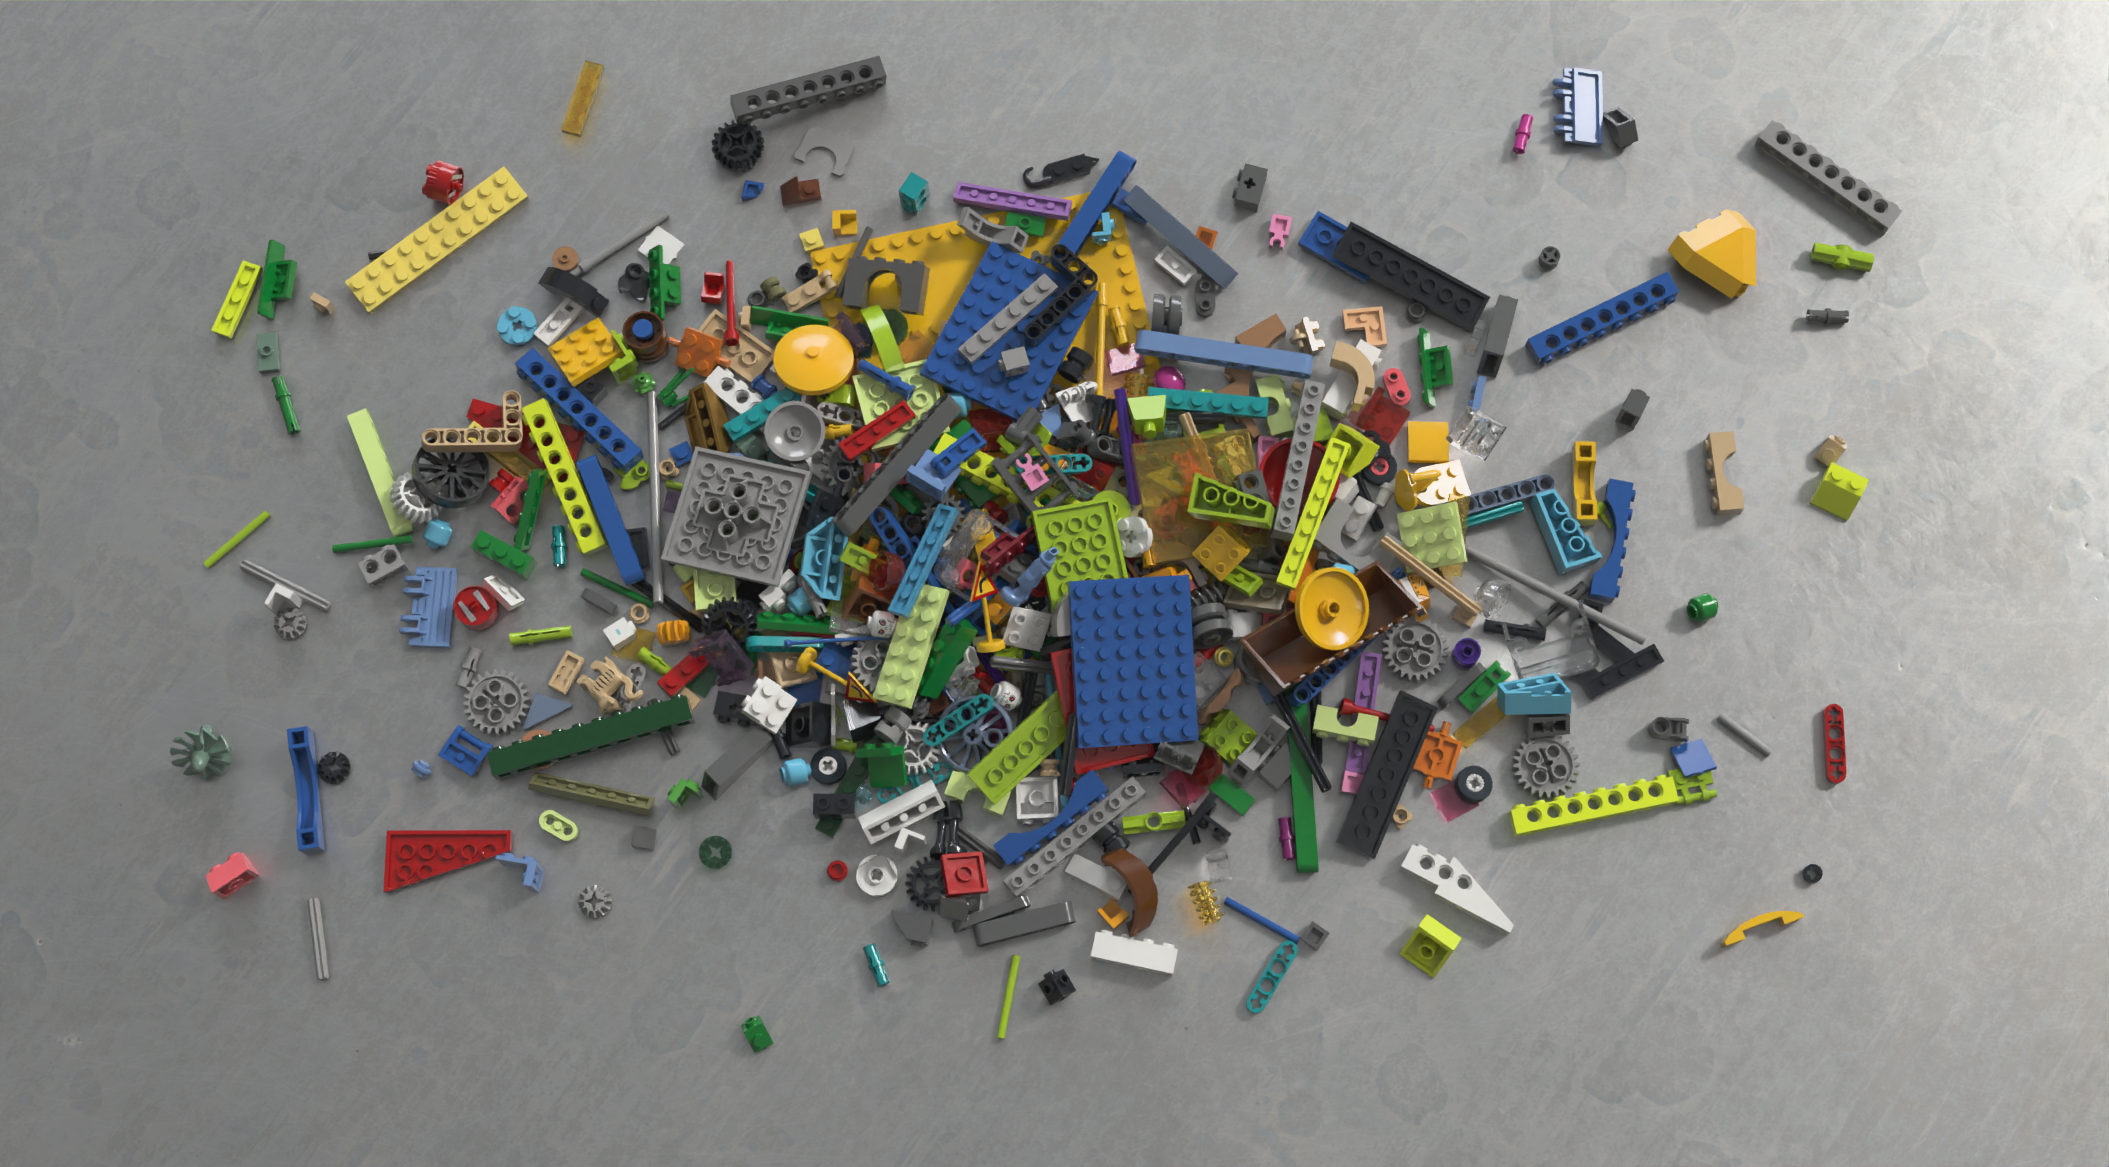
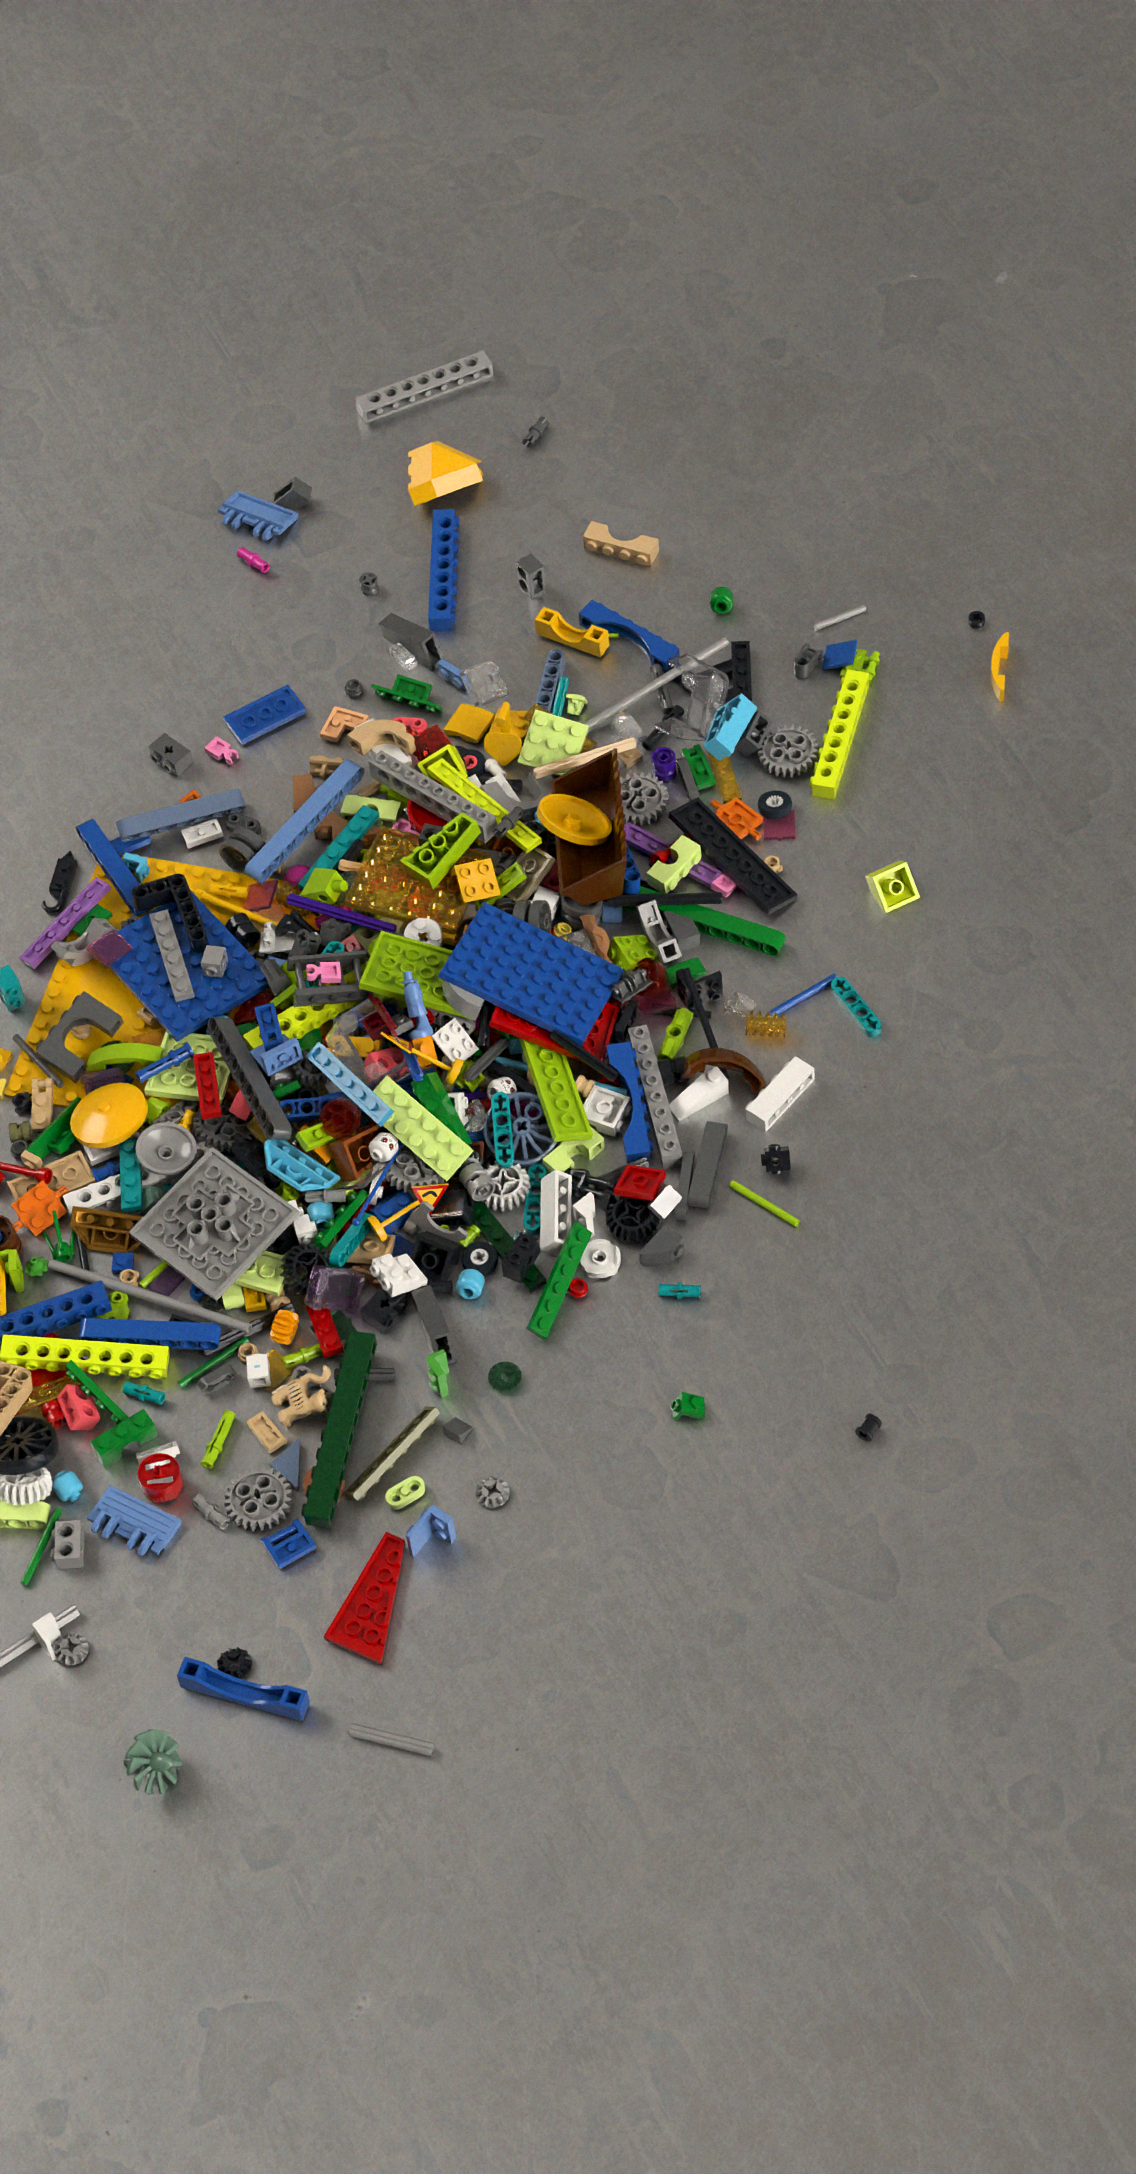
camera: 60 degrees left, 20 degrees down
(231, 875) = (285, 1786): coral slope -> none
(421, 768) = (282, 1586): medium blue plate -> none
(593, 390) = (16, 1301): black brick -> none
(831, 851) = (559, 1280): none -> green plate
(885, 764) = (507, 1205): green bracket -> none
(991, 258) = (109, 948): none -> clear pink piece
(1113, 914) = (738, 1099): light orange panel -> none
(1286, 838) = (744, 949): magenta pin -> none
(1295, 549) = (508, 822): none -> dark grey pin
(1314, 936) = (838, 962): dark grey plate -> none
(1411, 276) = (322, 675): black plate -> none
(1471, 901) = (854, 849): white brick -> none
(1501, 531) = (575, 704): none -> yellowish green brick
(1562, 533) = (603, 662): medium azure wedge -> none
(1831, 450) = (646, 472): tan bracket -> none
(1838, 744) = (857, 555): red beam -> none
(1839, 491) = (680, 479): neon yellow slope -> none
(1842, 257) = (494, 404): lime piece -> none

